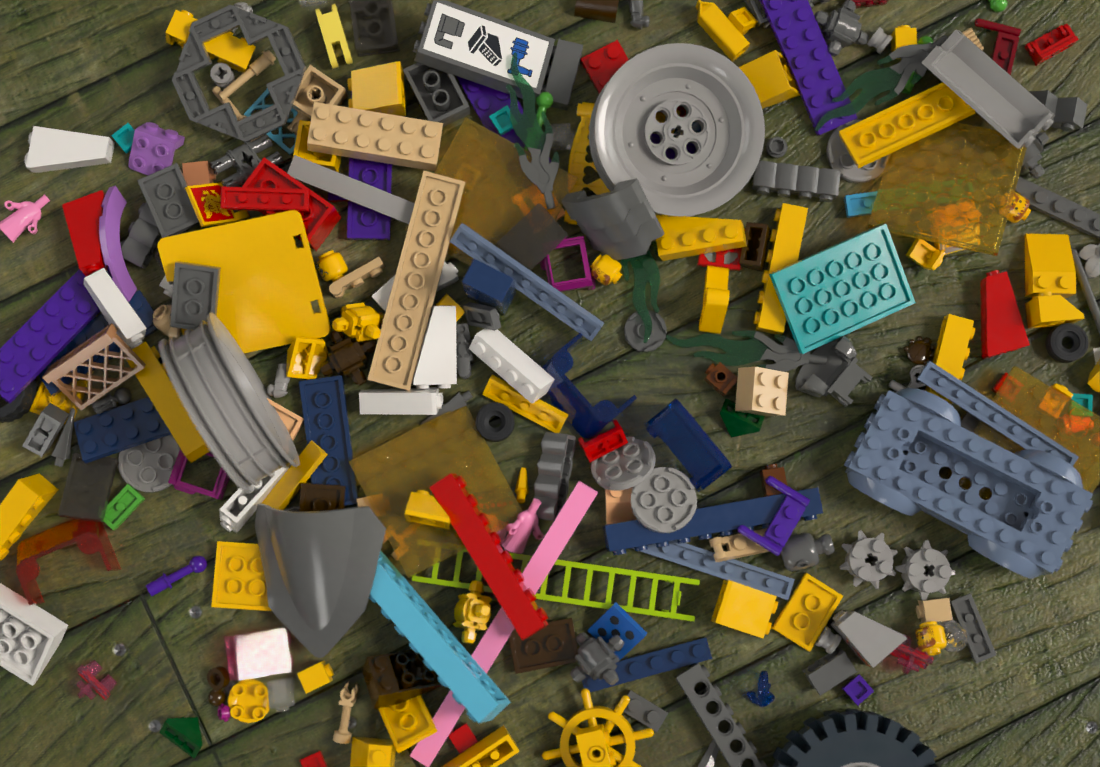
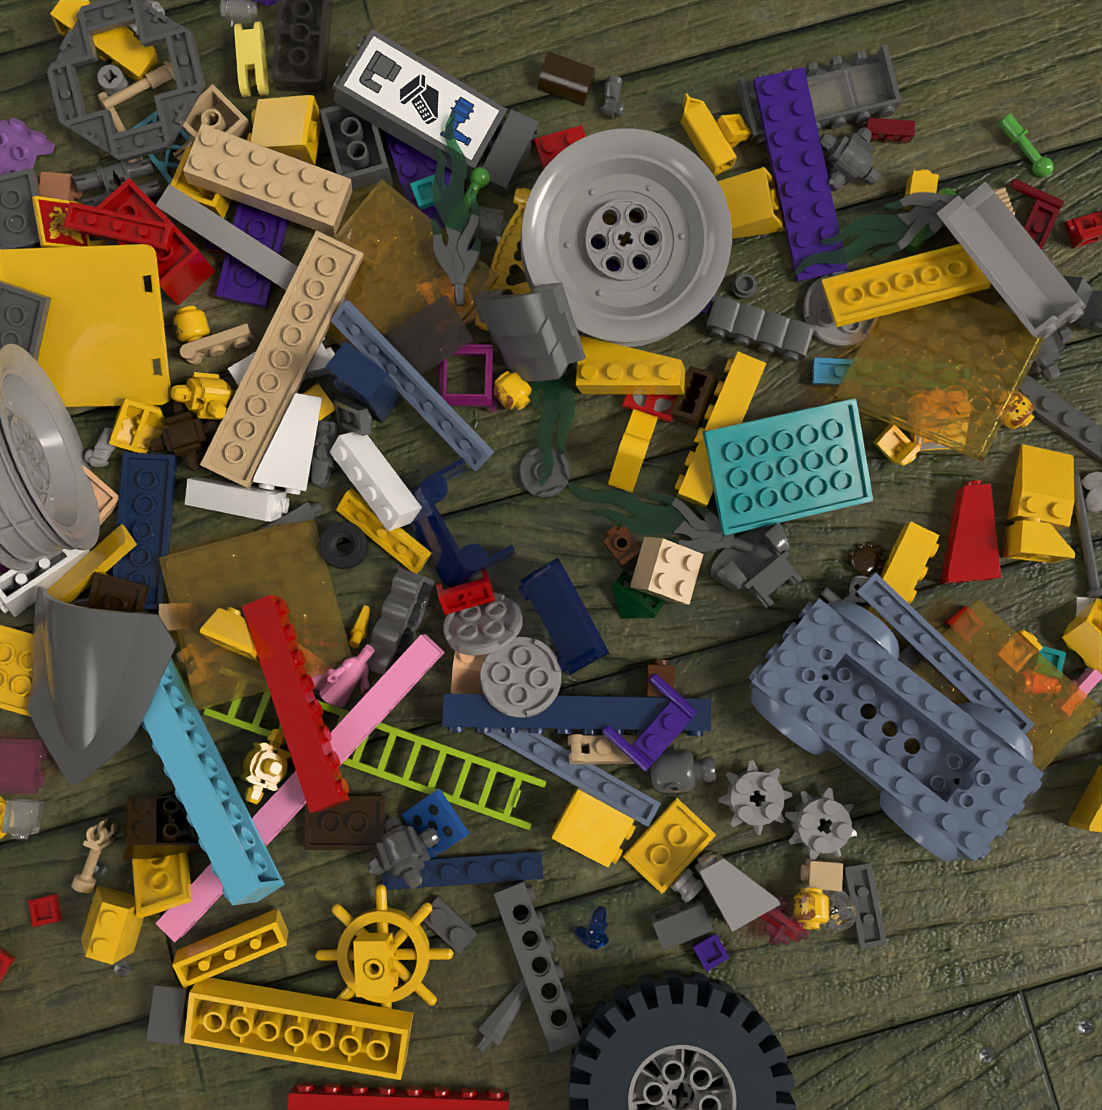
camera: 15 degrees right, 0 degrees up
(316, 676) = (67, 805): yellow brick -> none
(463, 738) = (226, 915): red tile -> none
(880, 40) = (892, 183): light grey wheel -> none
(1079, 343) = (1061, 579): black tyre -> none

